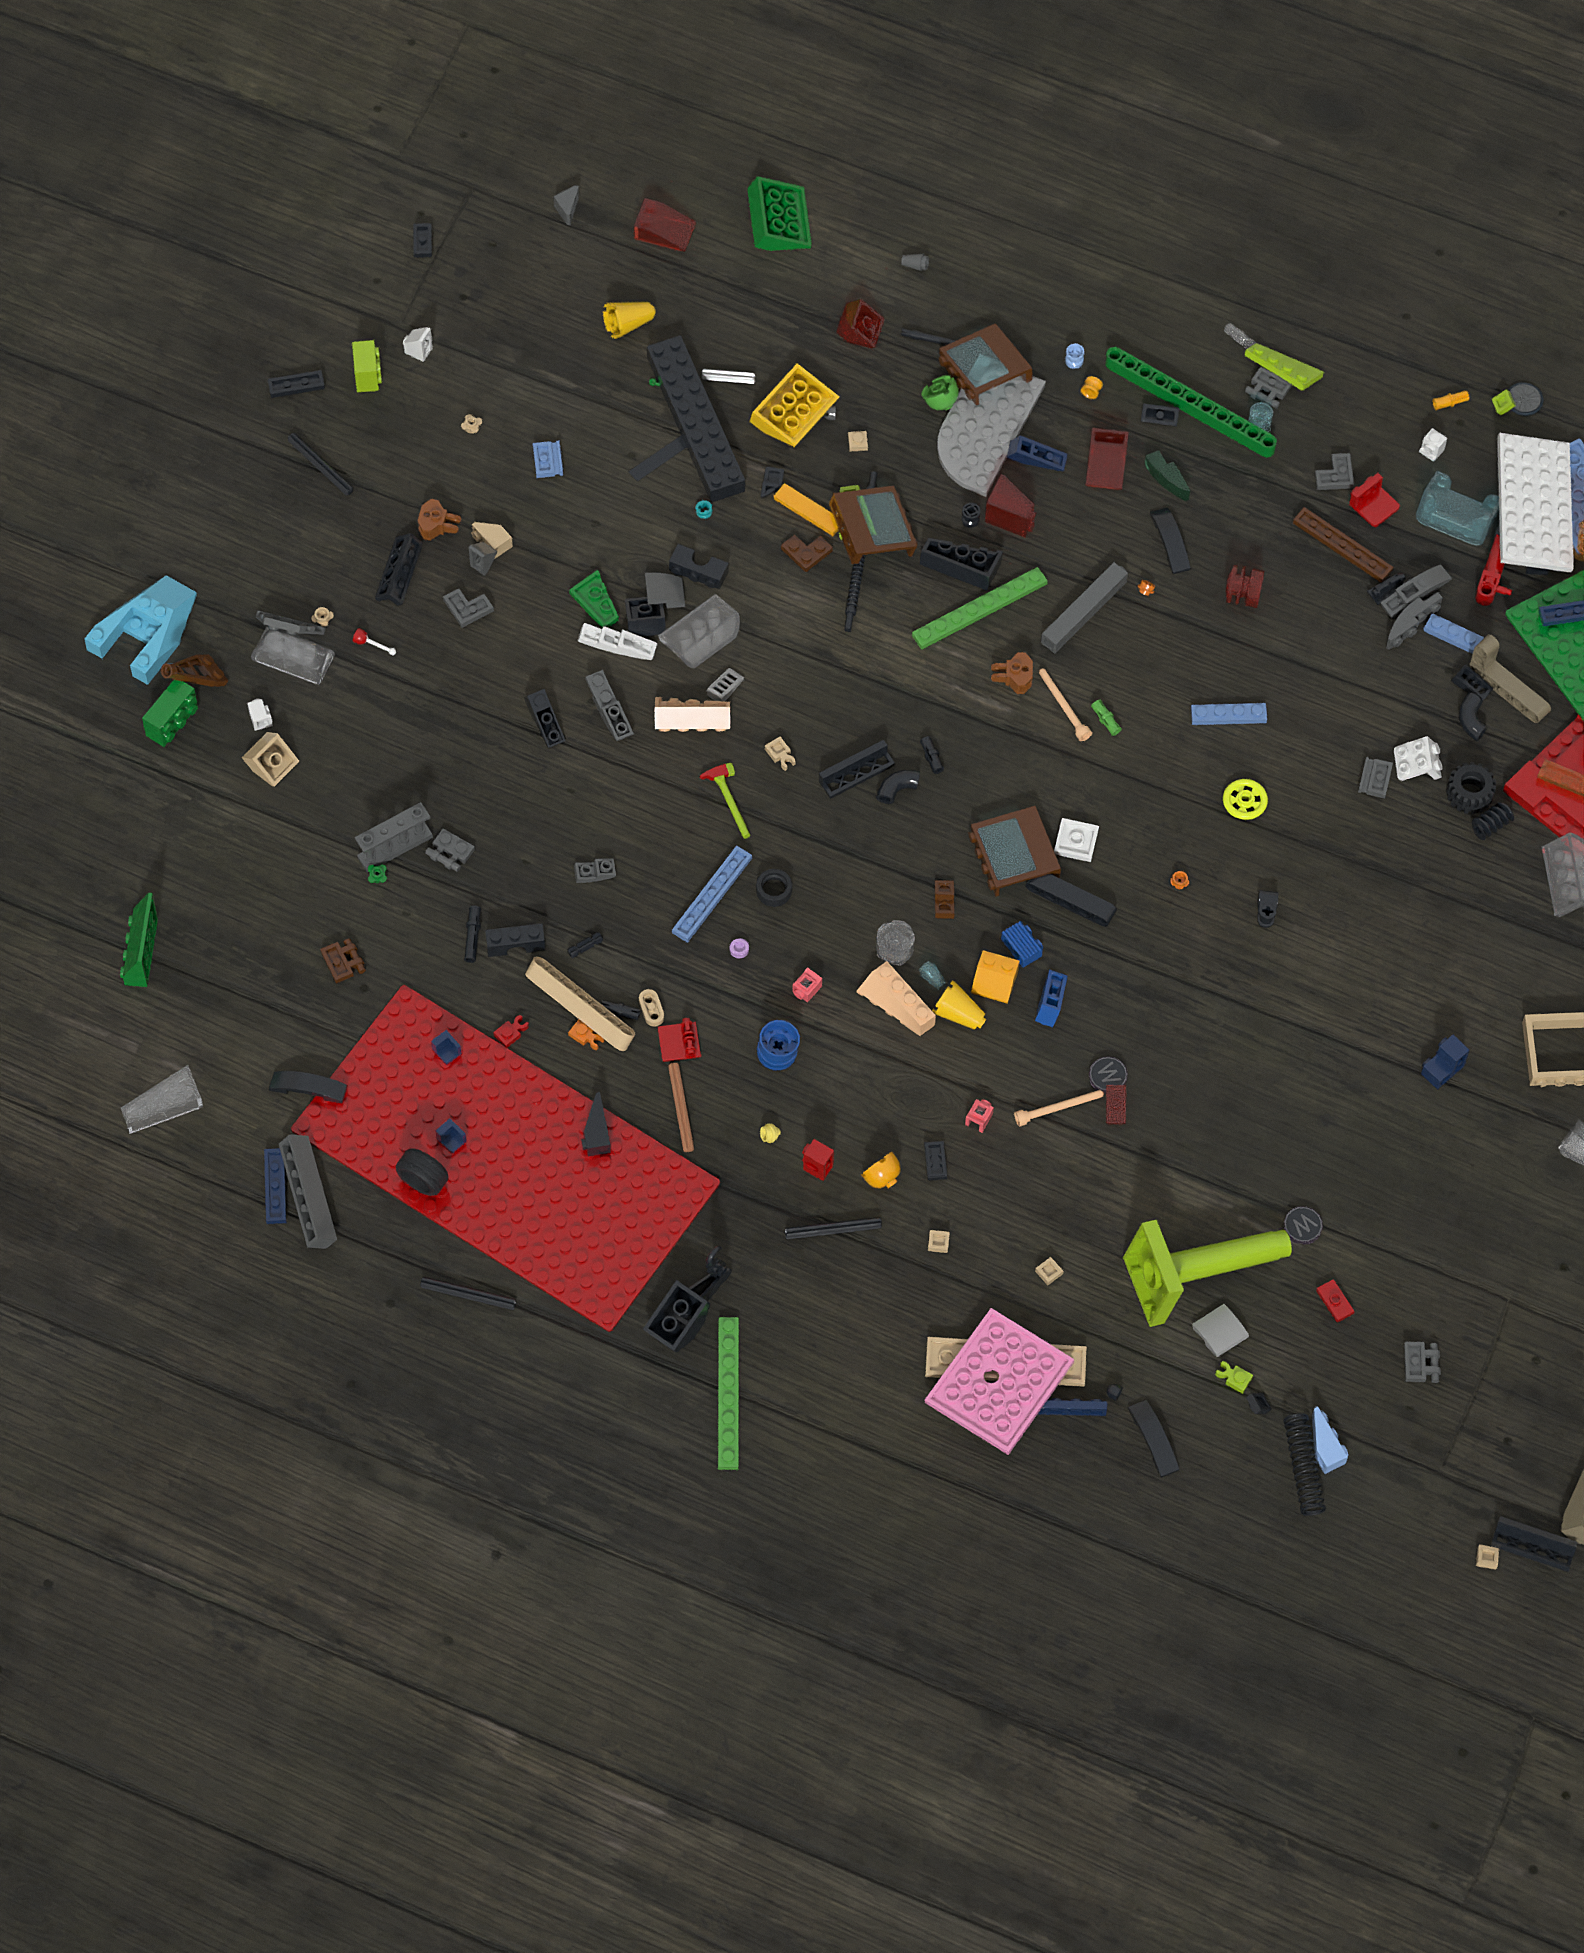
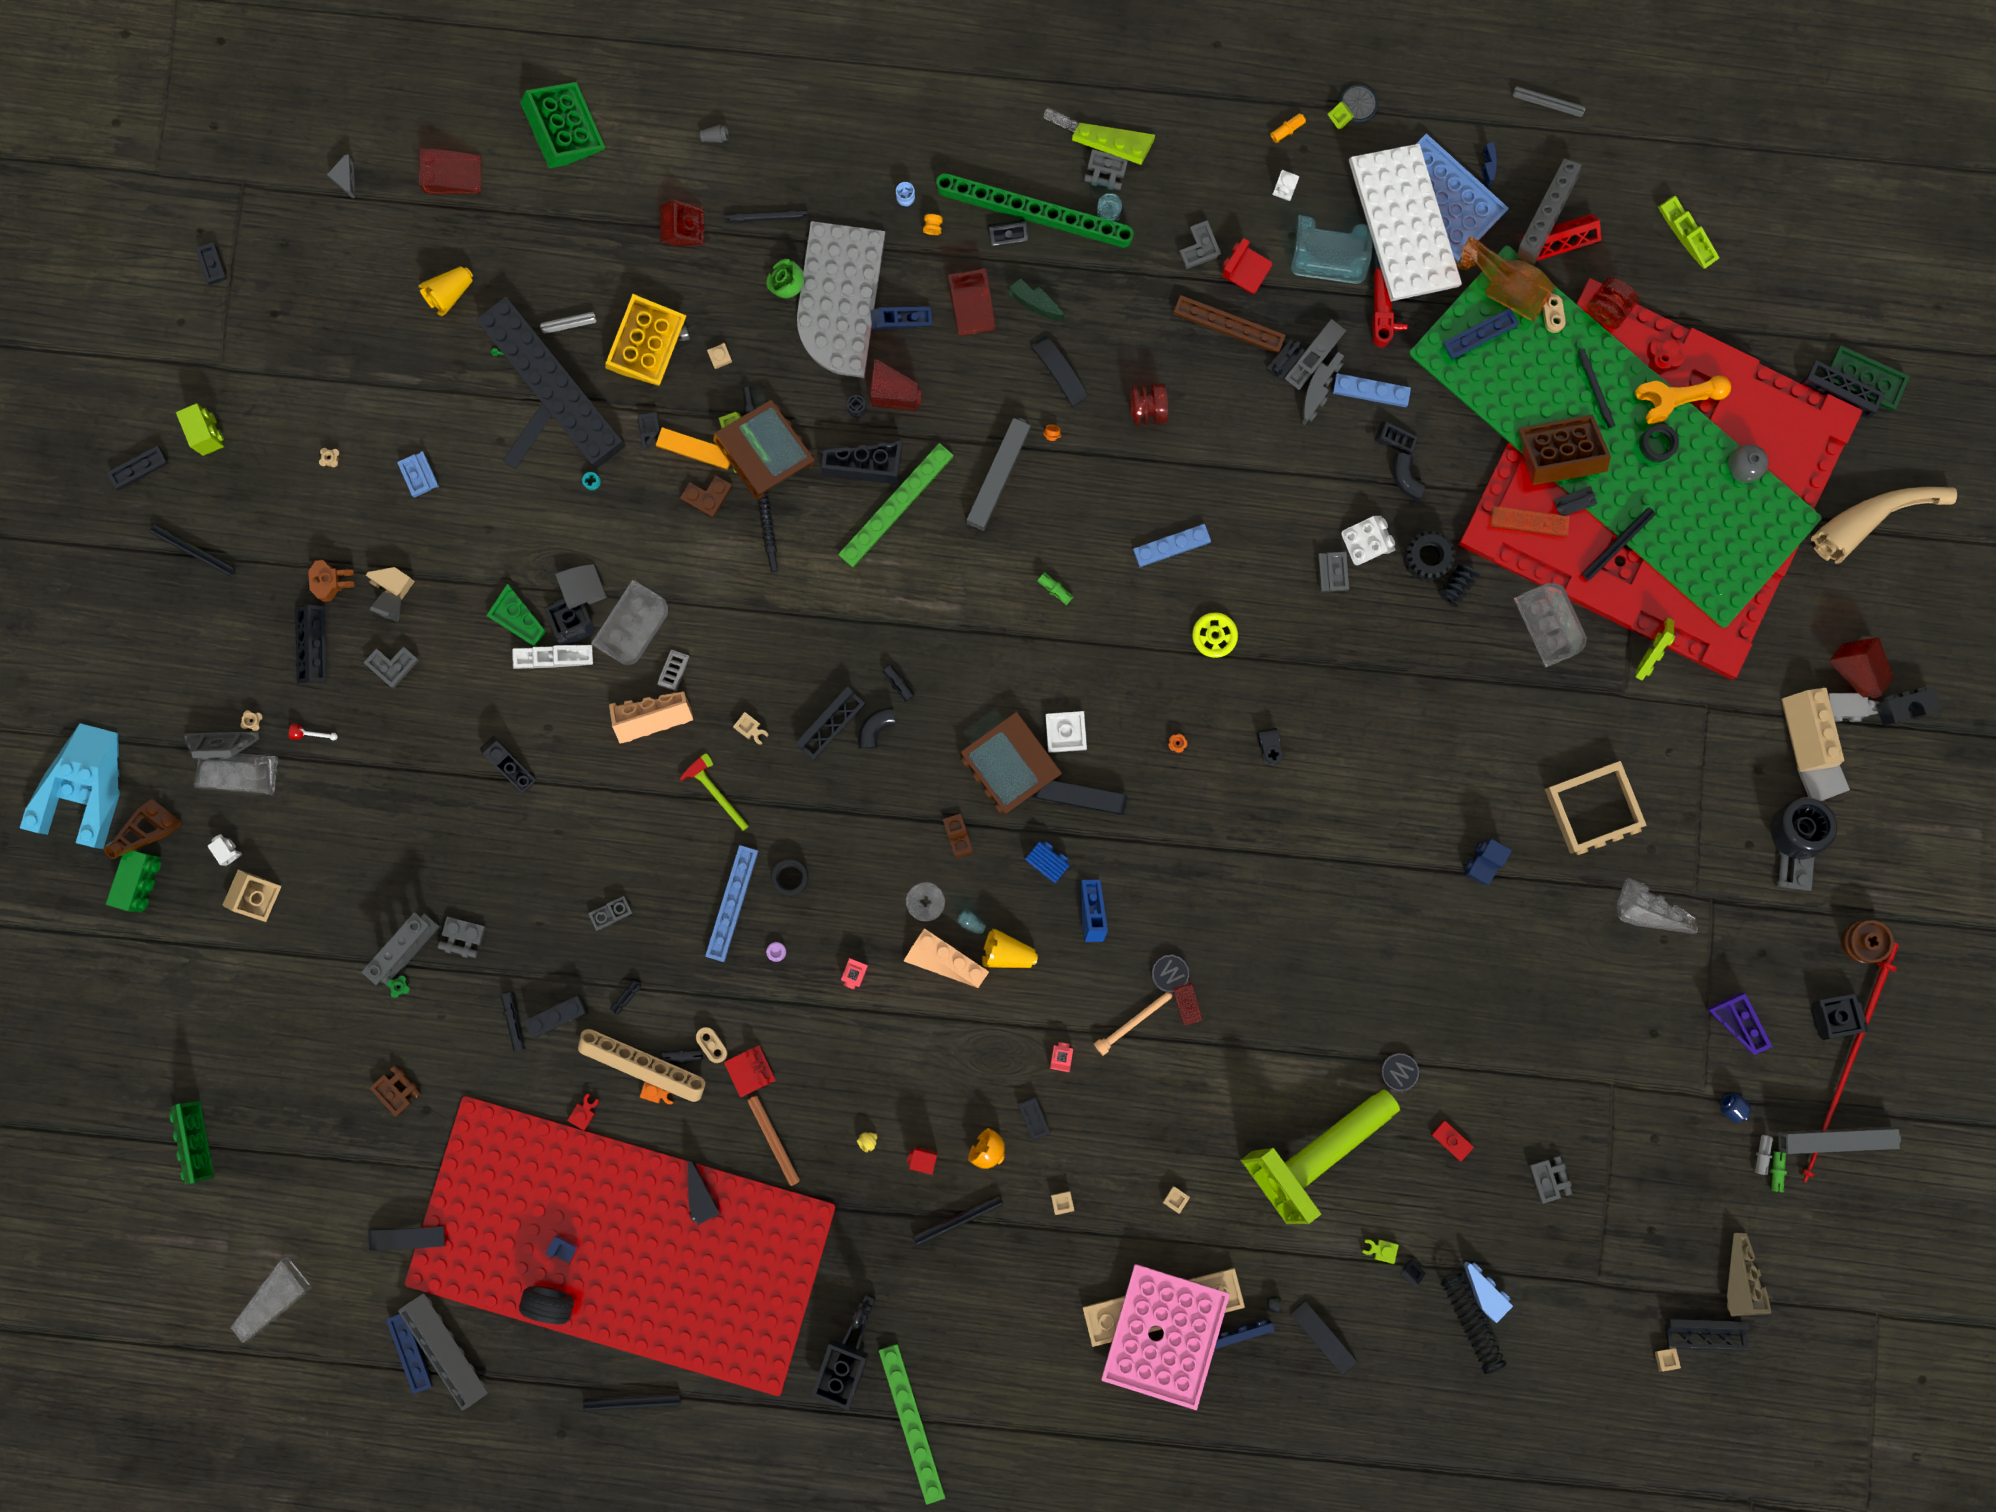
camera: 20 degrees left, 20 degrees up
(418, 343) = (245, 385): white slope -> none
(446, 1047) = (527, 1155): dark blue panel -> none
(608, 706) = (567, 732): dark grey slope -> none
(711, 574) = (622, 552): black arch -> none
(780, 1036) = (858, 1048): blue wheel -> none
(983, 361) = (818, 231): panel -> none
(995, 976) = (1032, 906): light orange slope -> none
(1018, 672) = (952, 572): dark orange hinge -> none
(1082, 731) = (1035, 610): light nougat piece -> none
(1220, 1330) = (1354, 1208): light grey slope -> none
(1505, 683) = (1433, 431): dark tan beam -> none

